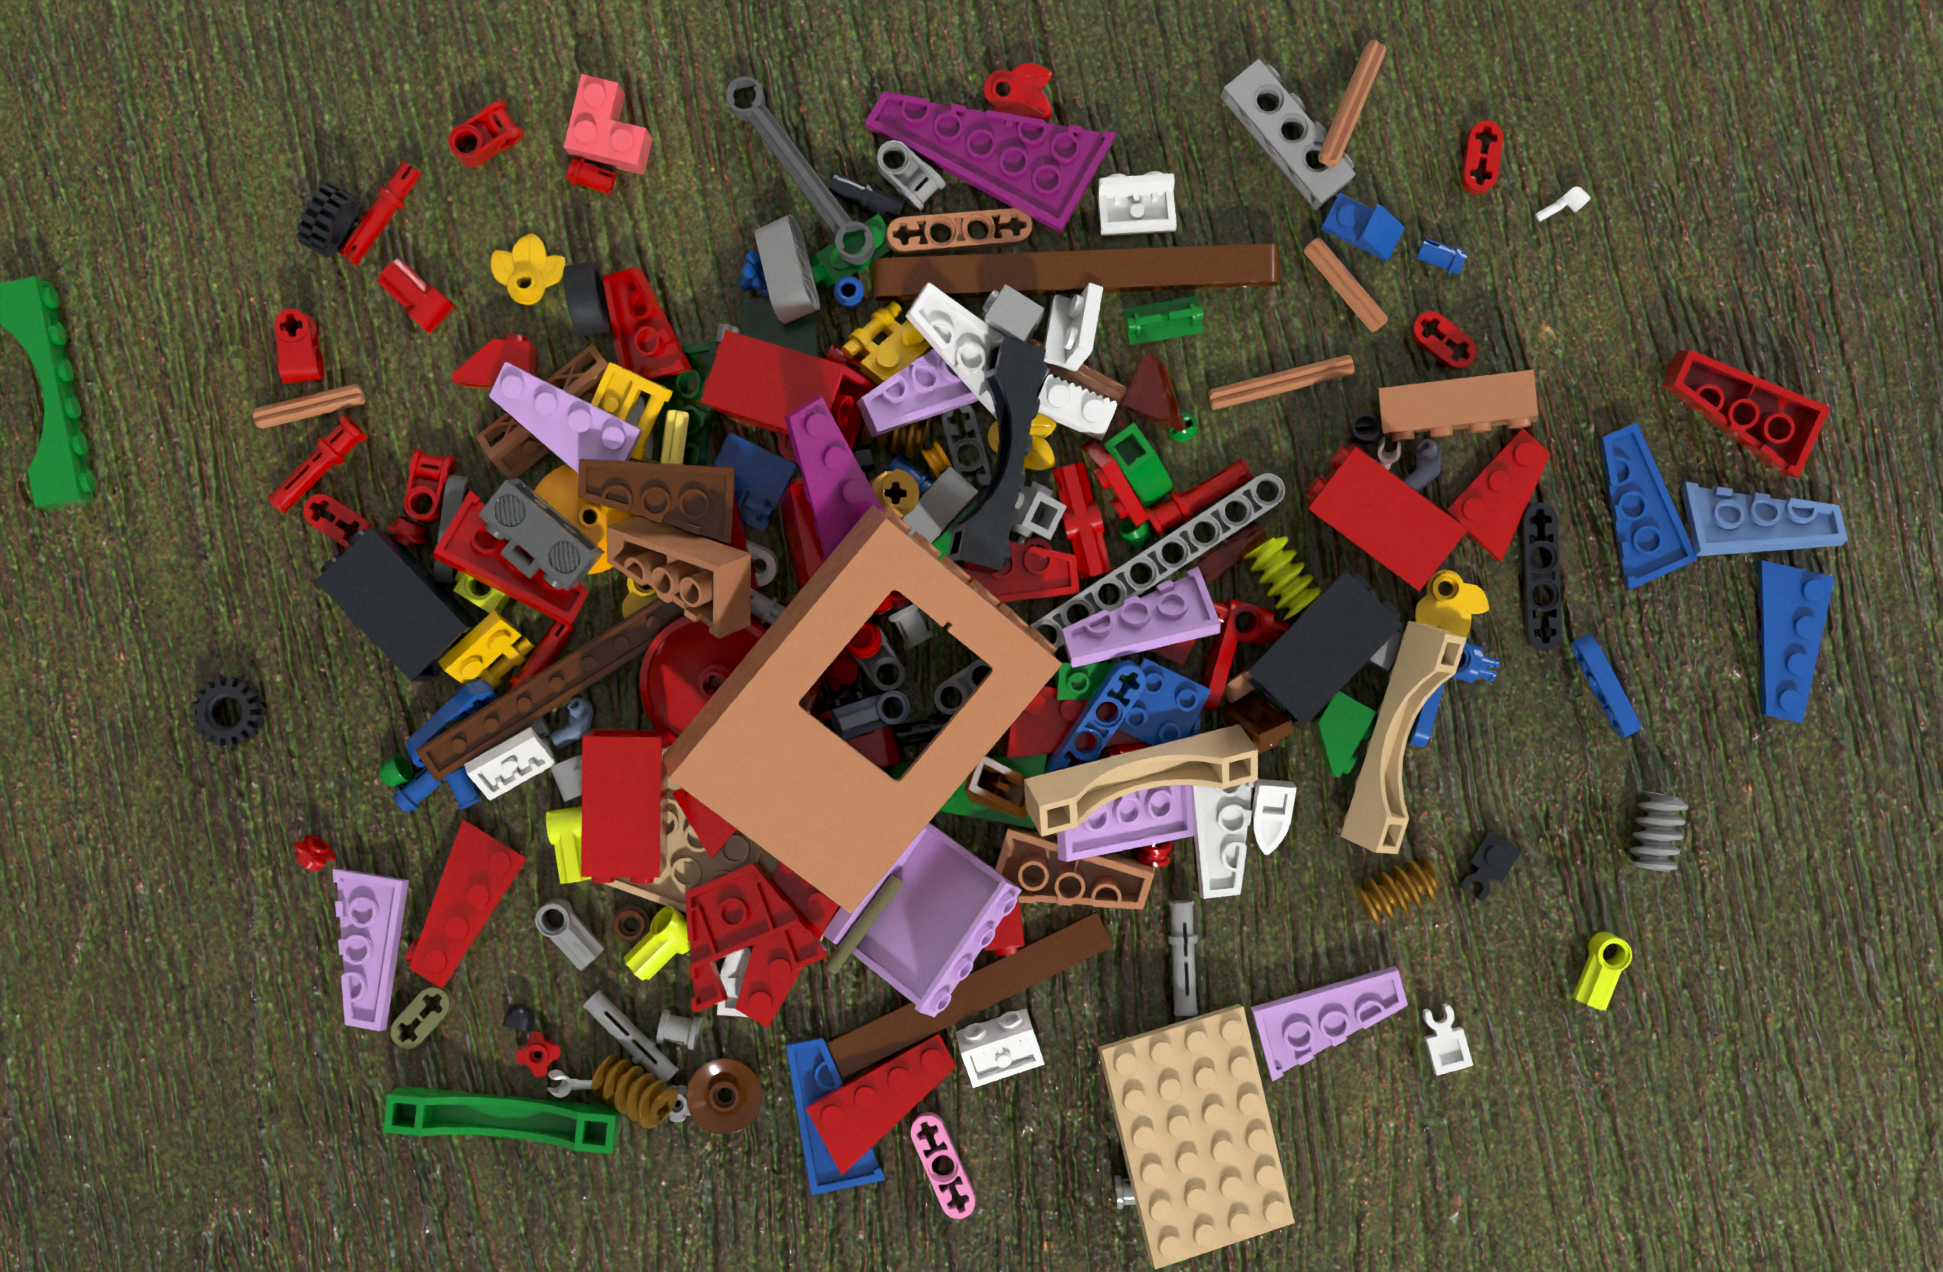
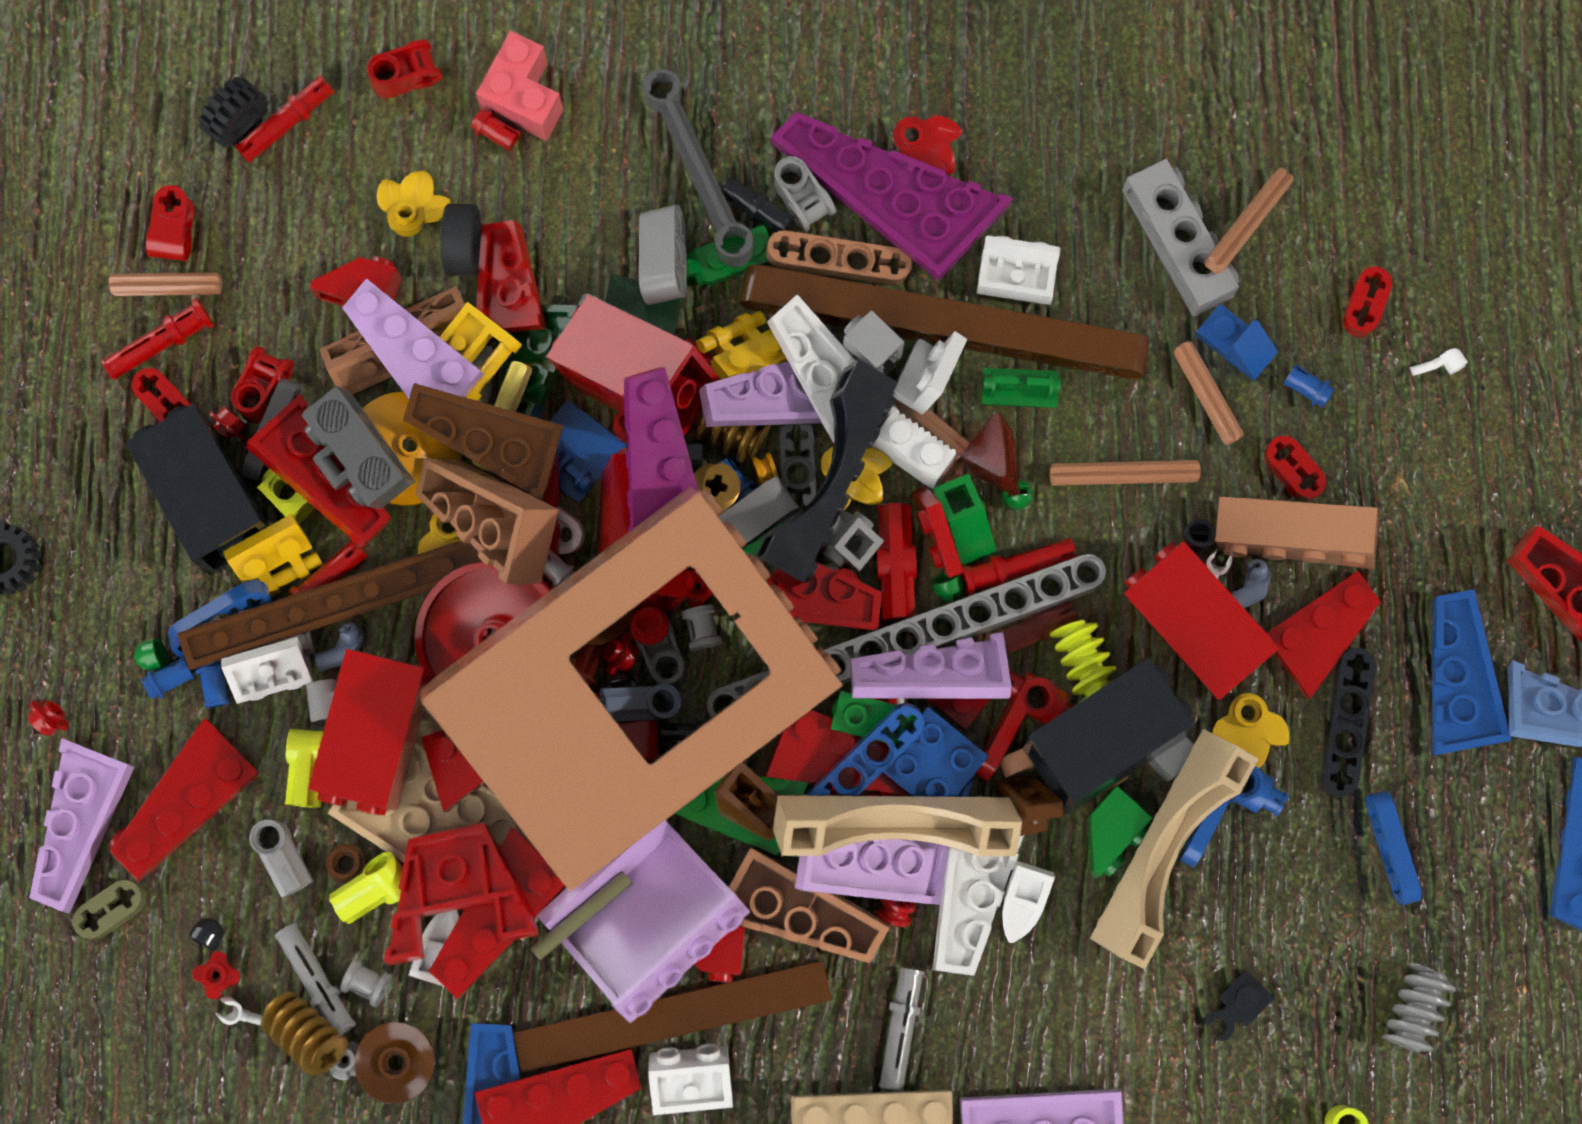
camera: 15 degrees right, 10 degrees down
(422, 301) = (300, 208): red piece -> none
(466, 1113) = (162, 1031): green arch -> none
(753, 274) = (629, 254): blue plant -> none
(849, 283) = (721, 284): blue pin -> none
(1398, 890) = (1138, 1008): pearl gold piece -> none

